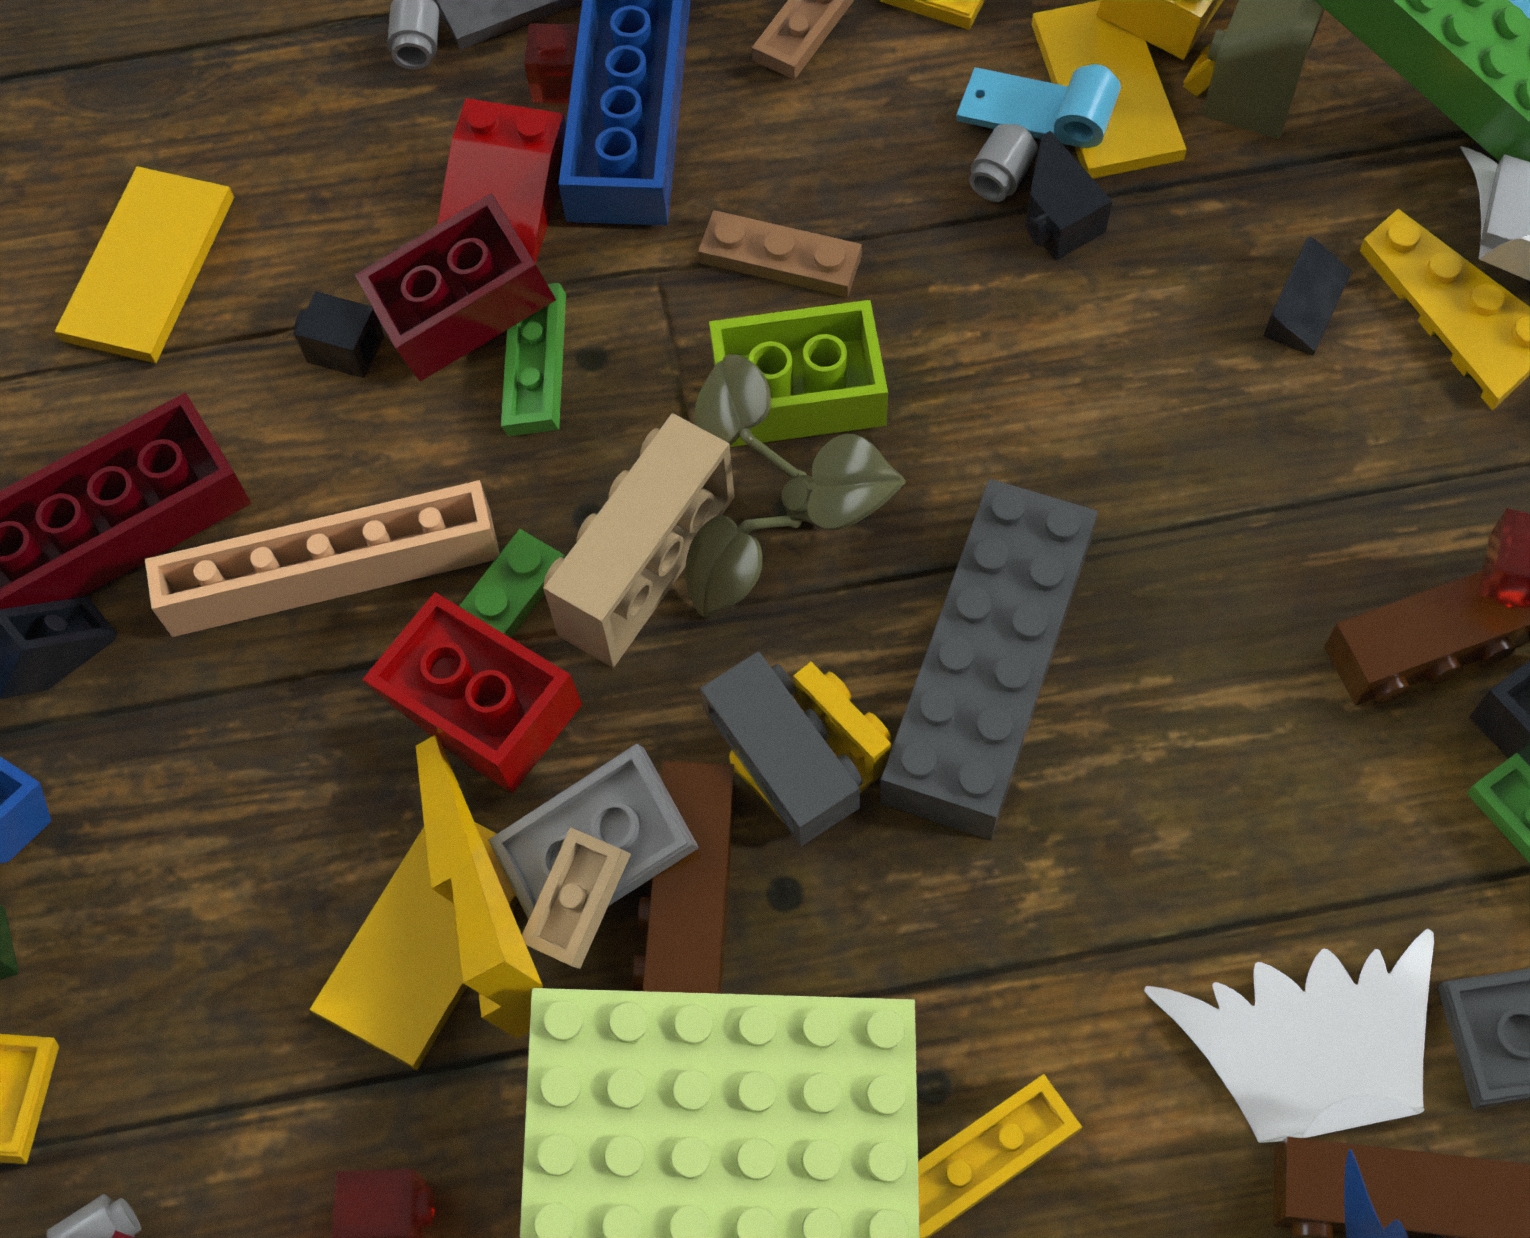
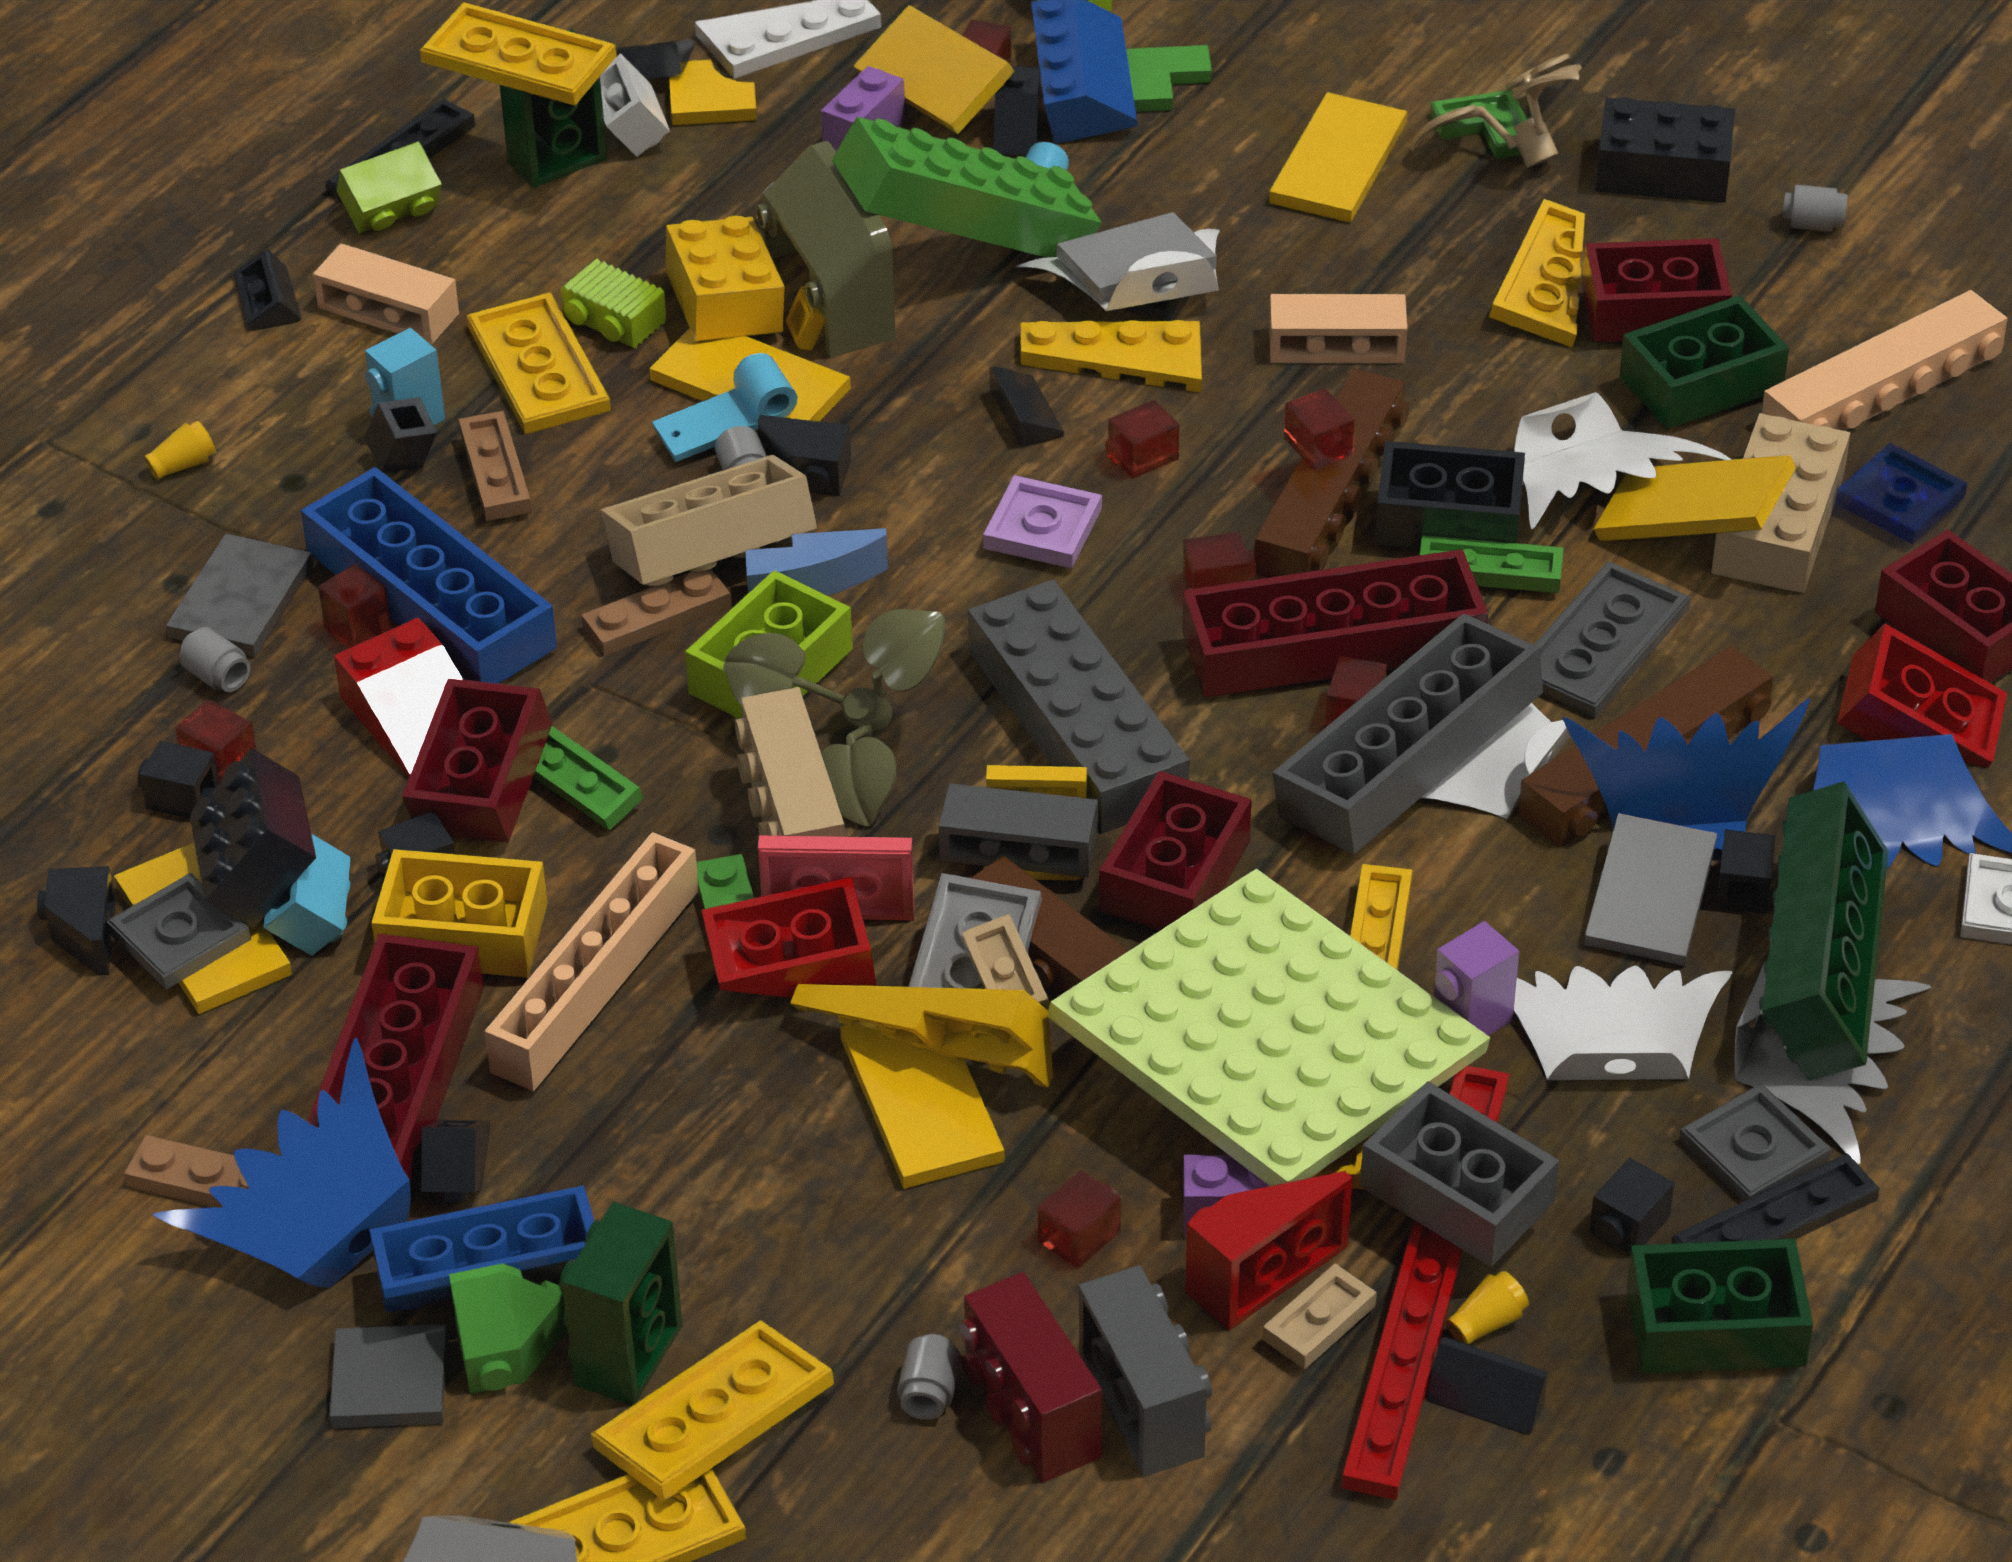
camera: 50 degrees left, 20 degrees down
(72, 185) = (77, 910): none -> black slope
(108, 256) = (177, 931): none -> dark grey tile
(208, 218) = (252, 837): none -> black brick
(218, 303) = (315, 904): none -> medium azure brick
(267, 119) = (177, 778): none -> black brick
(289, 421) = (466, 902): none -> yellow brick
(329, 106) = (217, 731): none -> clear red brick
(578, 655) = (878, 868): none -> coral tile
(883, 902) = (1174, 851): none -> dark red brick
(889, 203) = (708, 520): none -> tan brick
(939, 317) = (823, 559): none -> medium blue slope
(1184, 433) = (1042, 521): none -> lavender plate
(1245, 975) = (1408, 733): none -> dark grey brick
(1253, 876) = (1351, 682): none -> clear red brick
(1282, 618) = (1217, 560): none -> clear red brick
(1319, 782) = (1302, 622): none -> dark red brick
(1367, 420) = (1143, 439): none -> clear red brick

